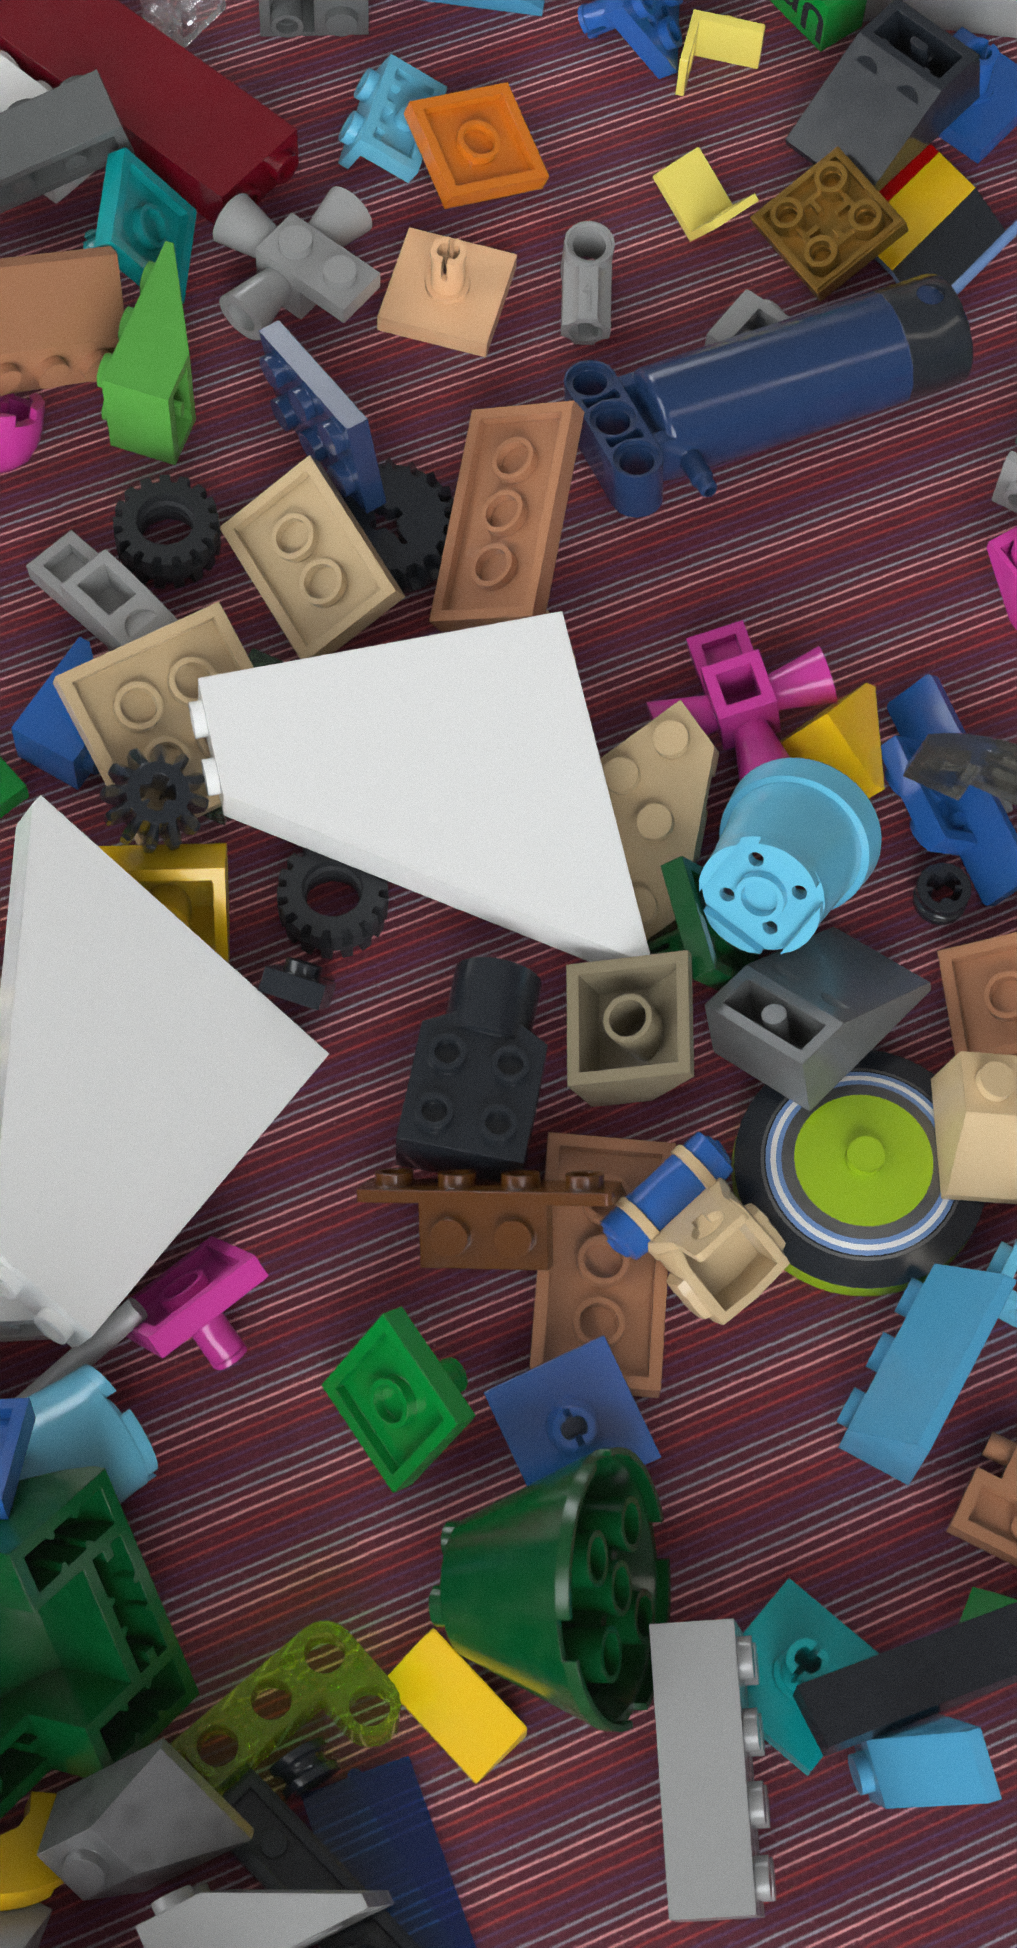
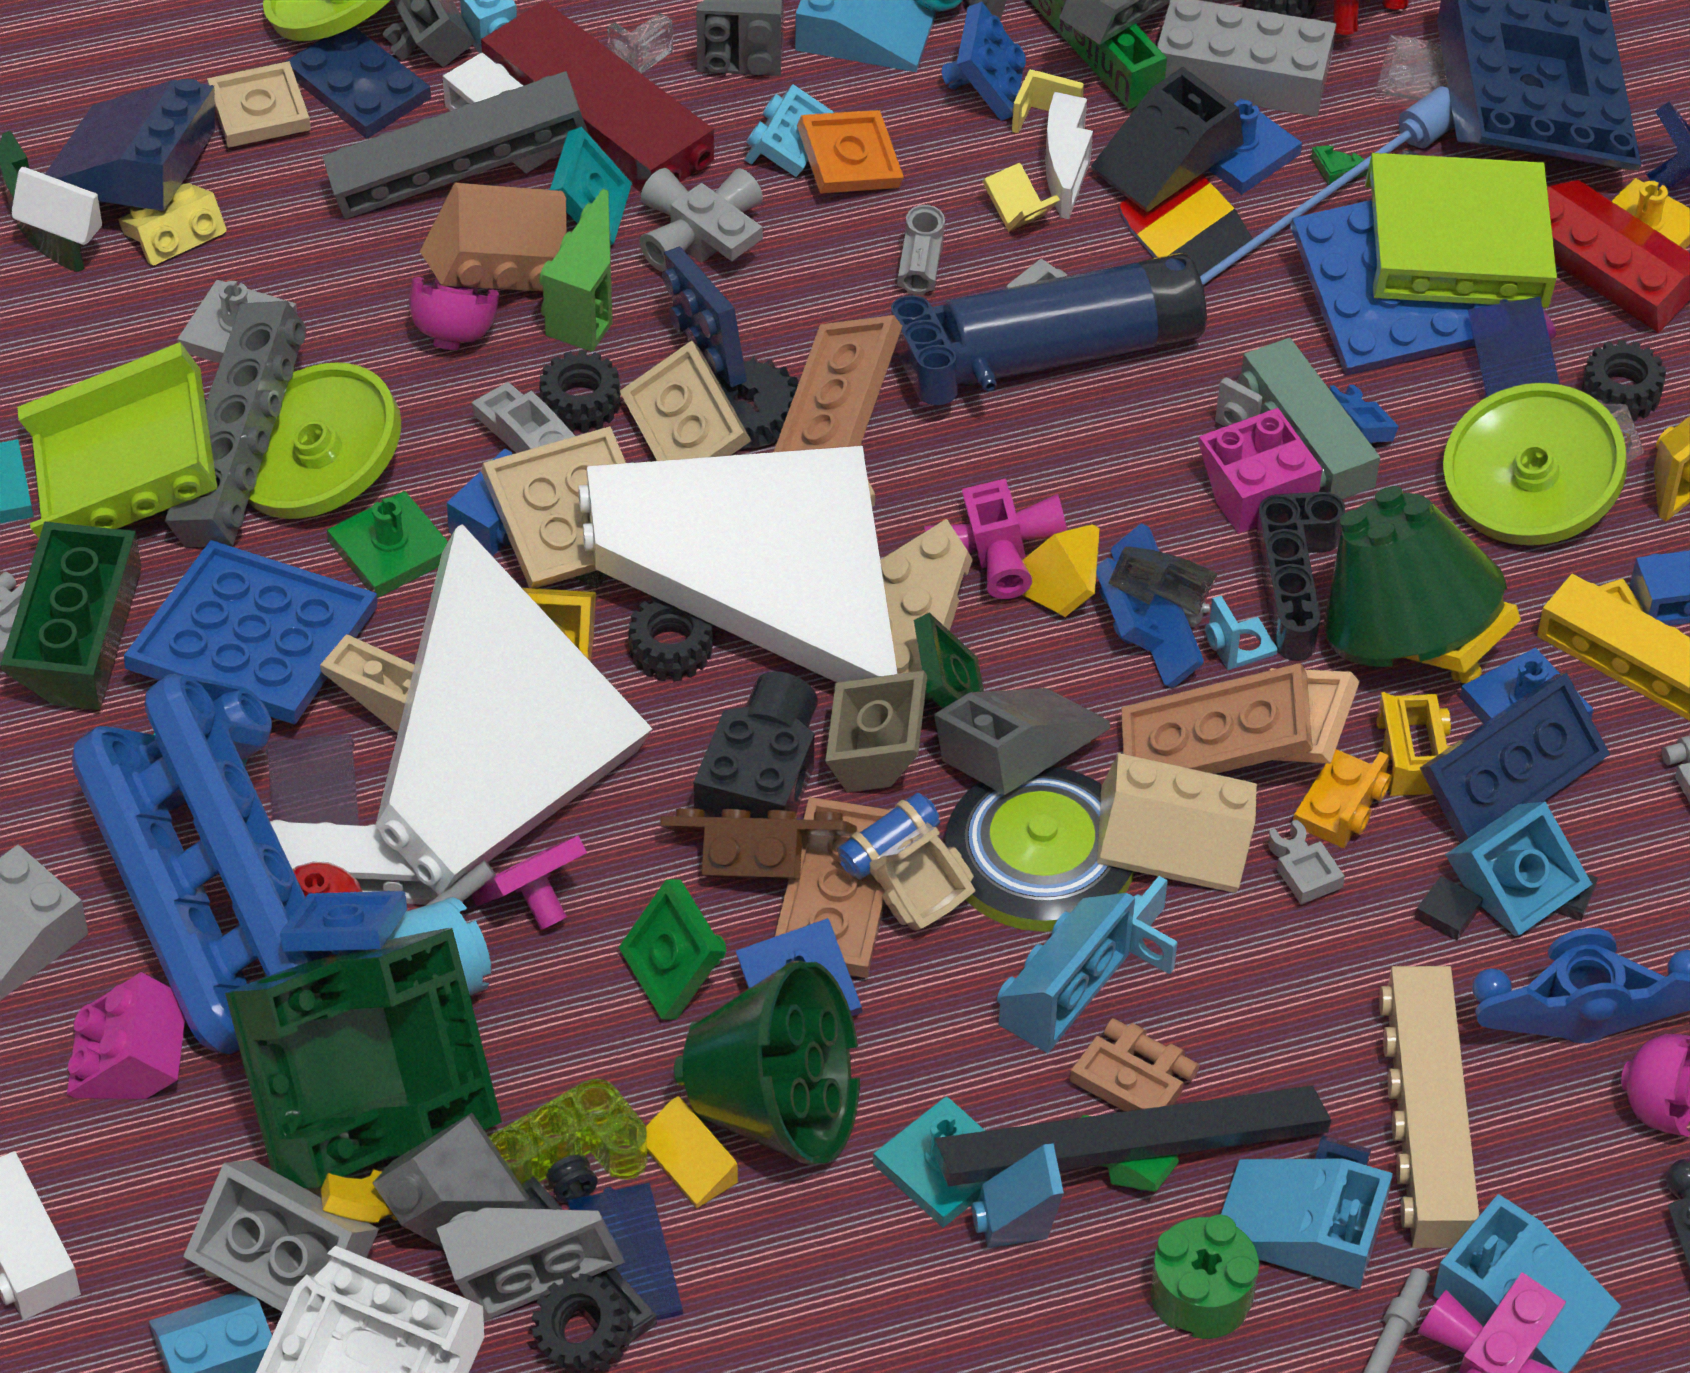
camera: 10 degrees right, 15 degrees down
(132, 785) = (547, 533): black gear -> none
(298, 983) = (636, 680): black plate -> none
(447, 292) = (815, 250): light nougat tile -> none
(708, 1771) = (864, 1192): light grey brick -> none
(751, 119) = (1067, 150): none -> white slope
(812, 834) = (1017, 595): medium azure piece -> none
(829, 223) = (1115, 222): pearl gold tile -> none
(936, 877) = (1132, 685): black bush -> none

